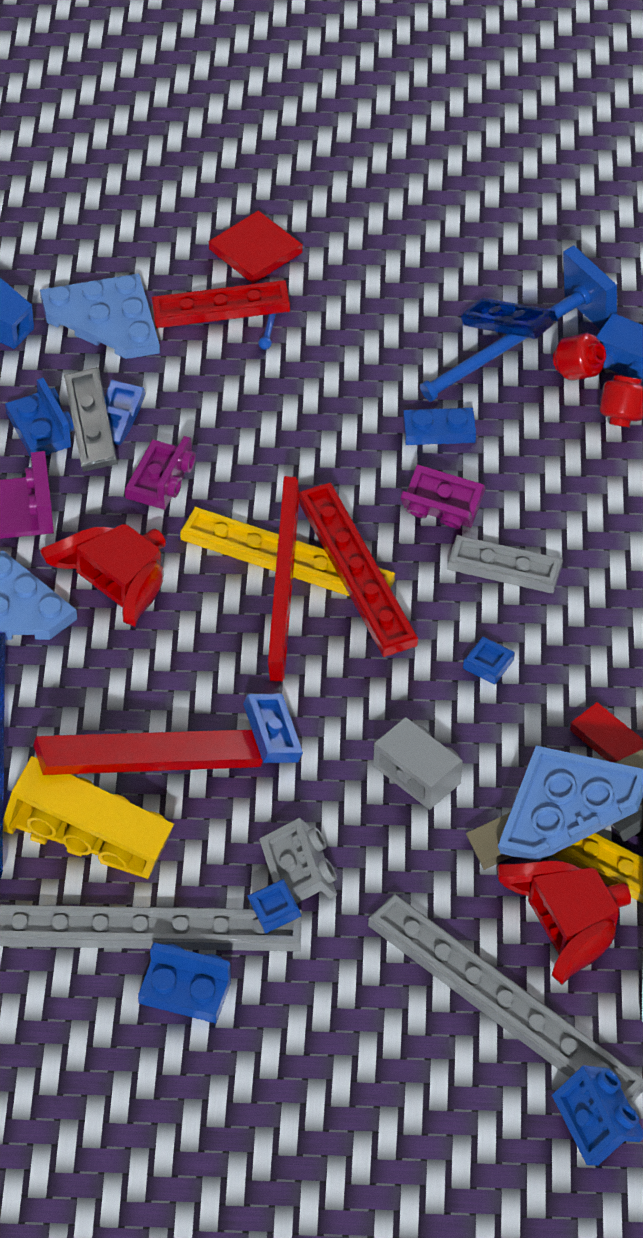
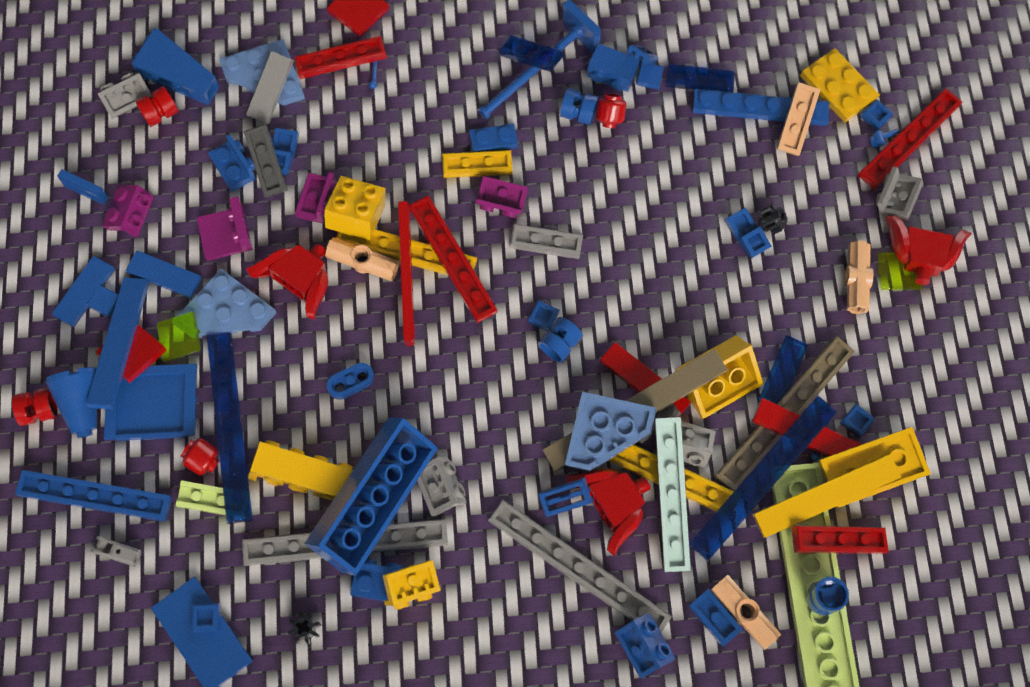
camera: 10 degrees left, 20 degrees up
(60, 1031) = (304, 620): none -> black gear
(111, 326) = (270, 87): none -> light grey tile
(146, 752) = (333, 421): red tile -> none
(177, 710) = (350, 381): none -> blue plate
(190, 852) = (371, 496): none -> blue brick
(217, 487) = (355, 207): none -> yellow brick
(218, 556) = (349, 253): none -> light nougat piece
(235, 981) = (411, 583): none -> yellow bracket
(272, 728) = (412, 386): blue plate -> none
(274, 906) = (428, 521): blue tile -> none
(403, 455) = (477, 164): none -> yellow tile
(418, 762) = (507, 401): light grey brick -> none
(510, 687) = (560, 339): none -> blue wheel
(526, 885) = (585, 491): none -> blue tile
(573, 392) = (586, 110): none -> blue wheel
(578, 356) = (579, 77): red head -> none

